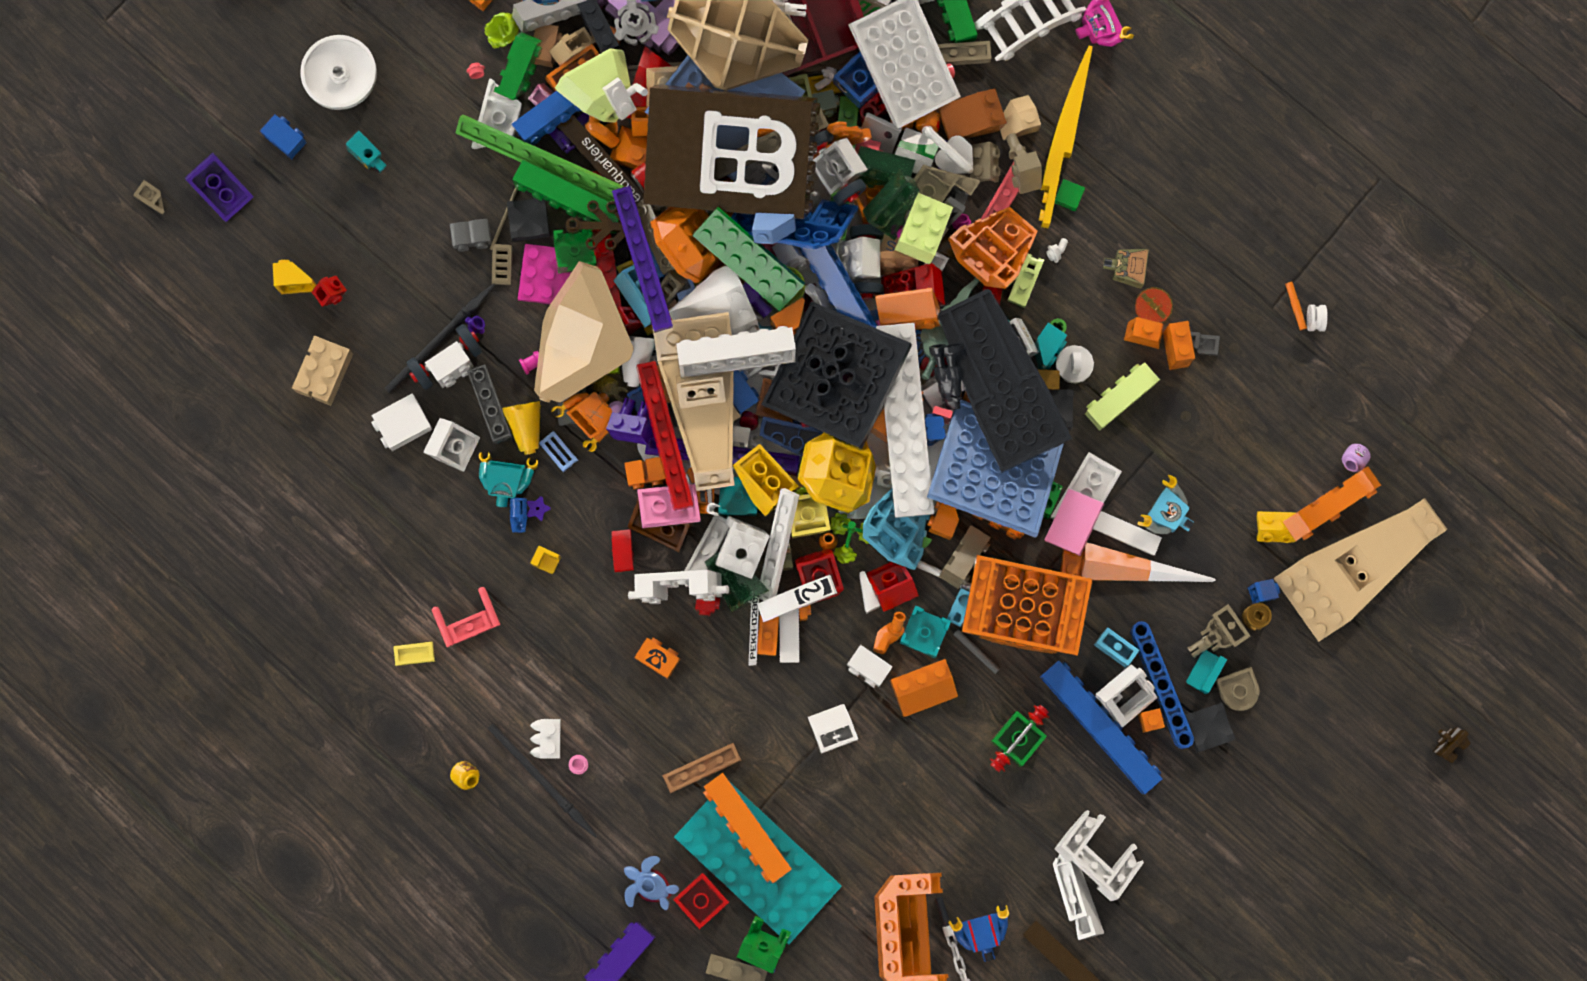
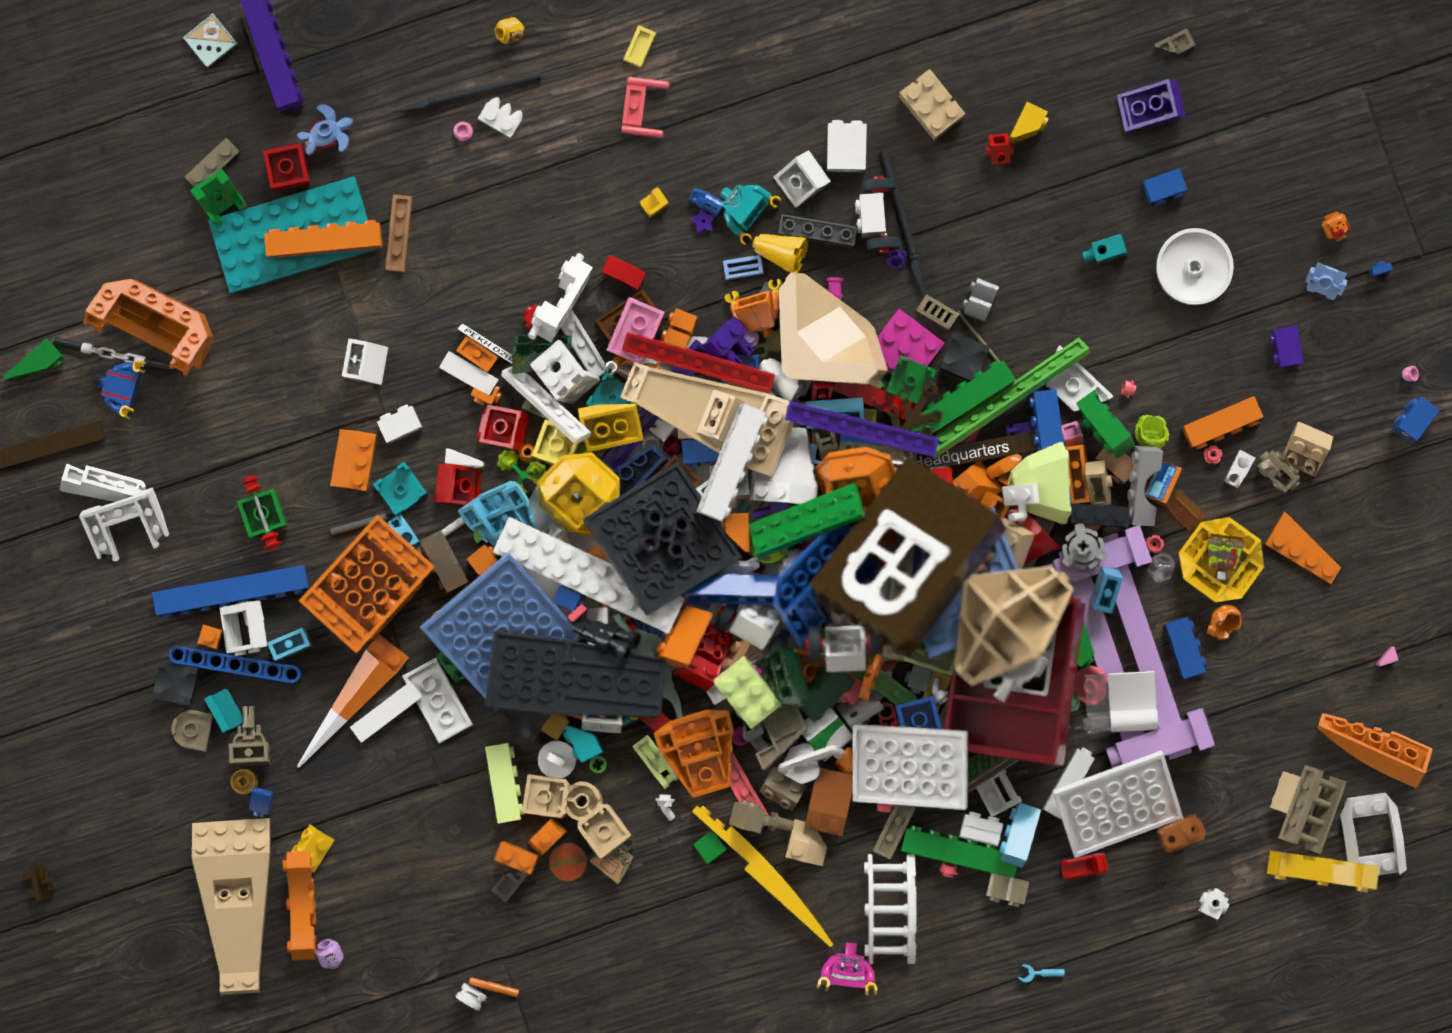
camera: 120 degrees right, 5 degrees up
(657, 657) = (513, 249): orange brick -> none
(771, 227) = (818, 553): medium blue slope -> none
(797, 598) = (491, 394): white slope -> none
(889, 633) = (417, 458): orange arm -> none
(1074, 522) = (417, 673): bright pink tile -> none
(1106, 341) = (559, 798): none -> tan plate
(1168, 510) = (379, 761): torso -> none

